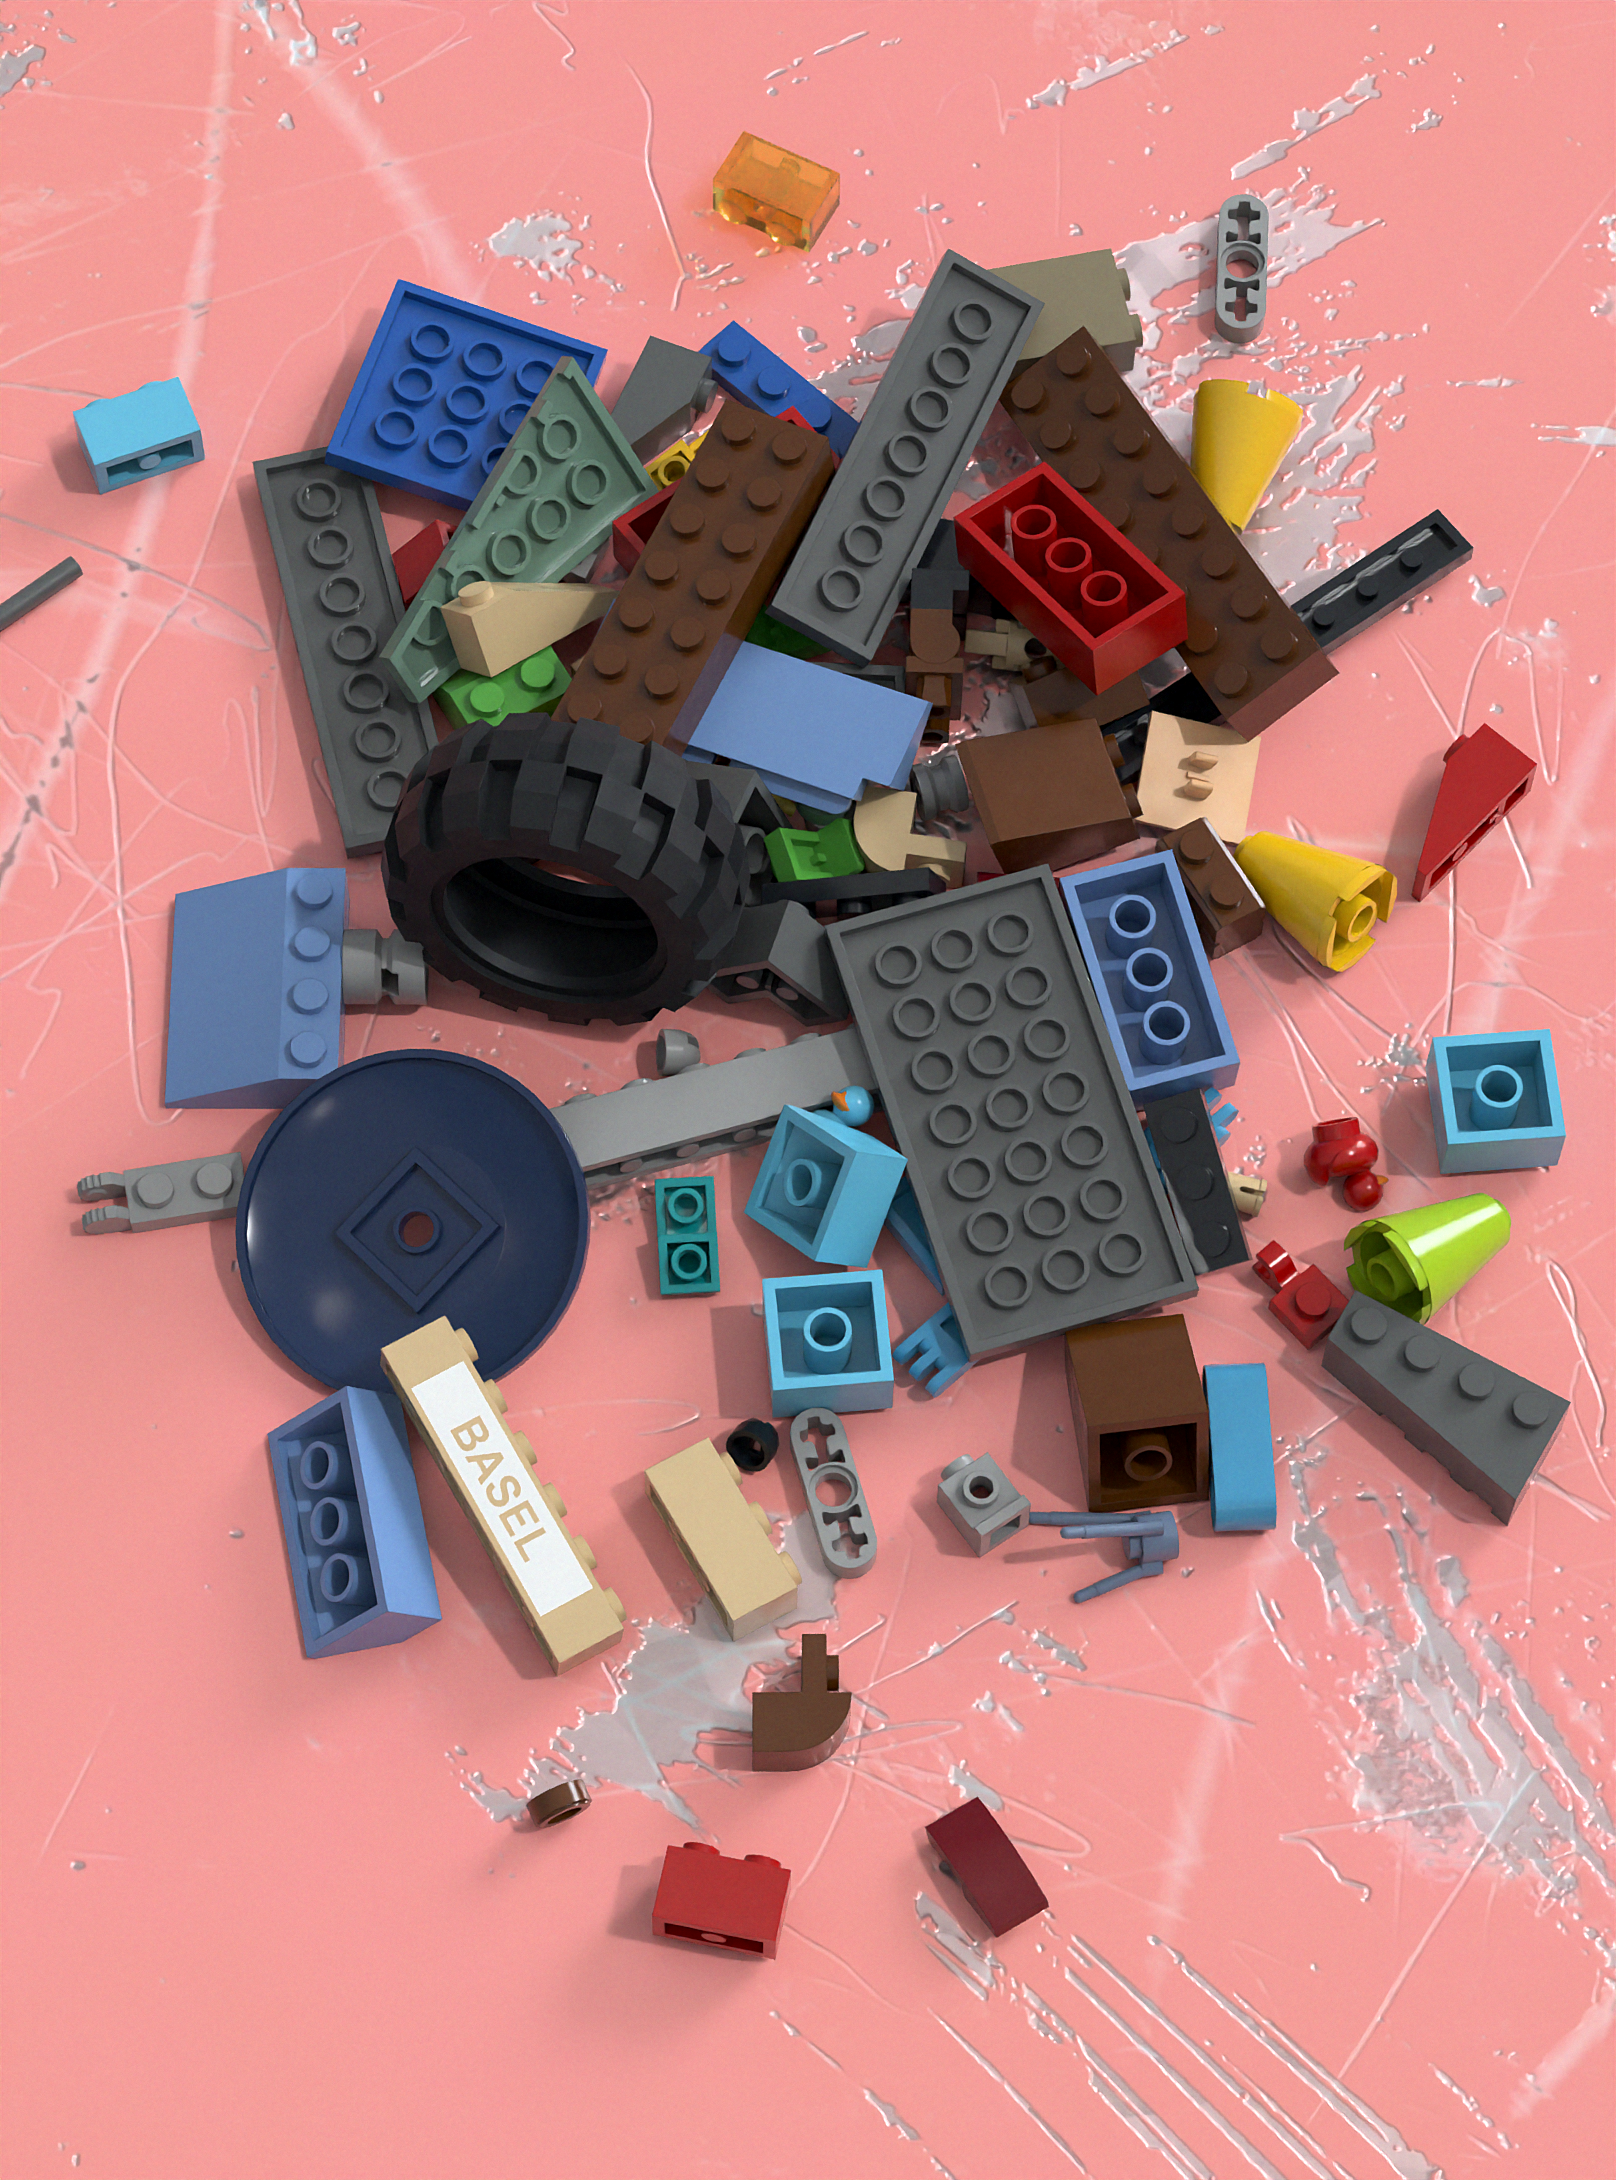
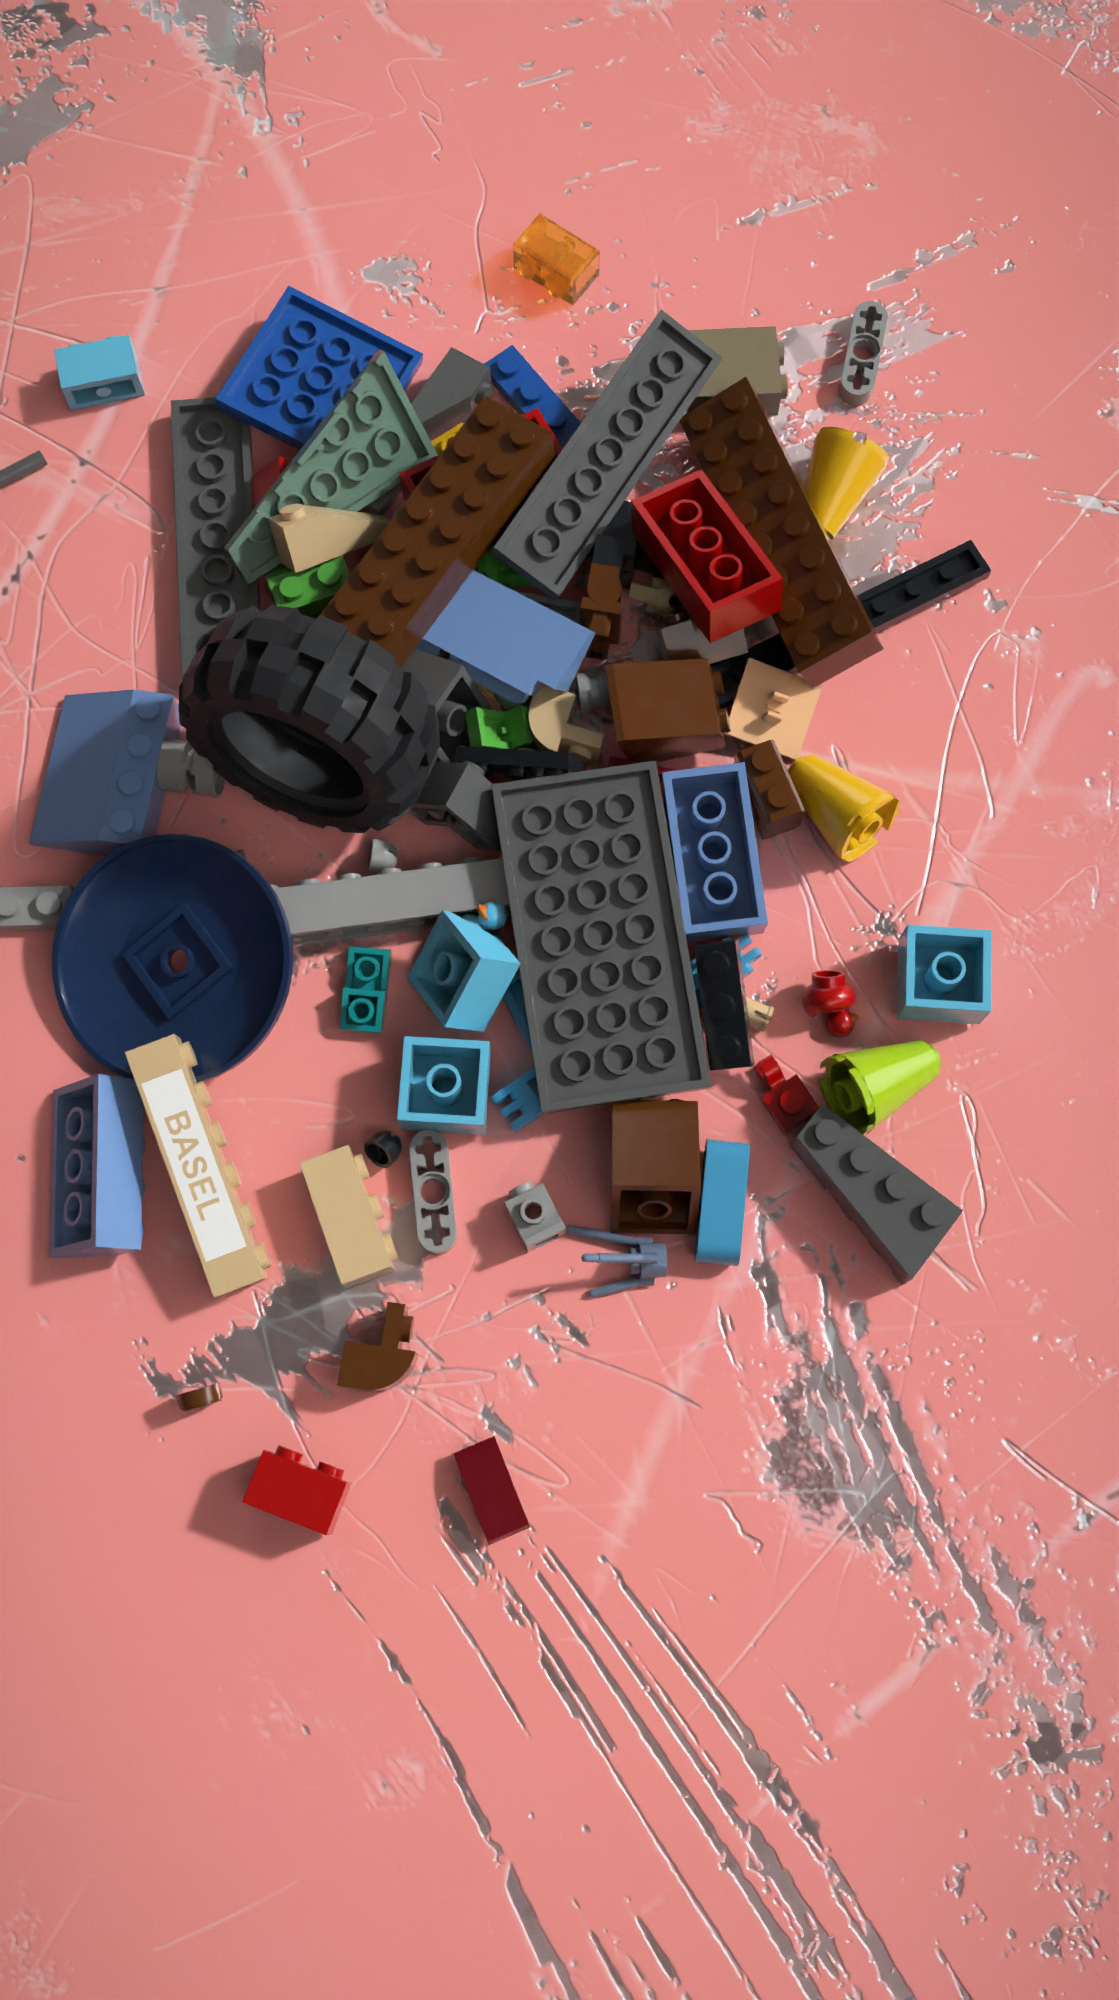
camera: 10 degrees right, 10 degrees up
(1478, 789) = (967, 743): red slope -> none

